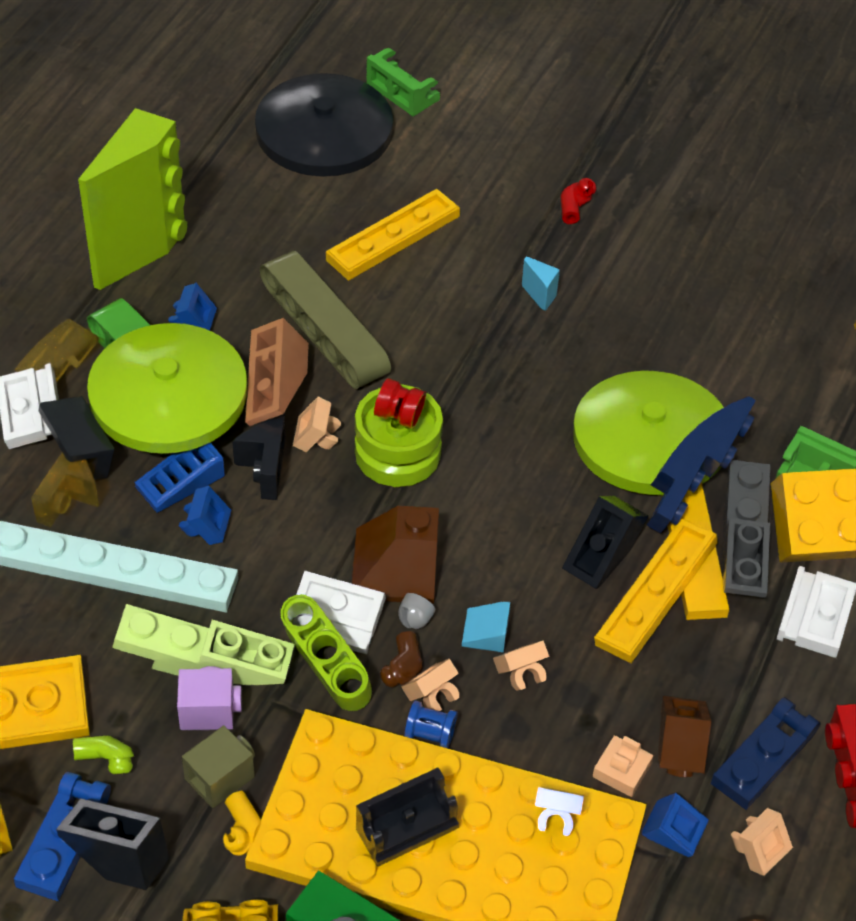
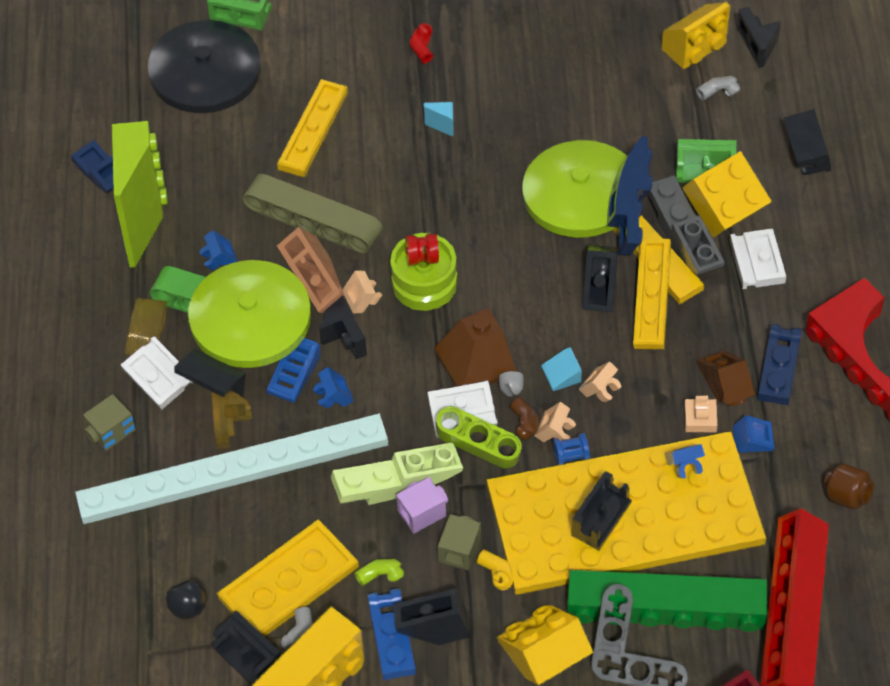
camera: 25 degrees left, 5 degrees up
(763, 841) = (812, 418): light nougat tile -> none

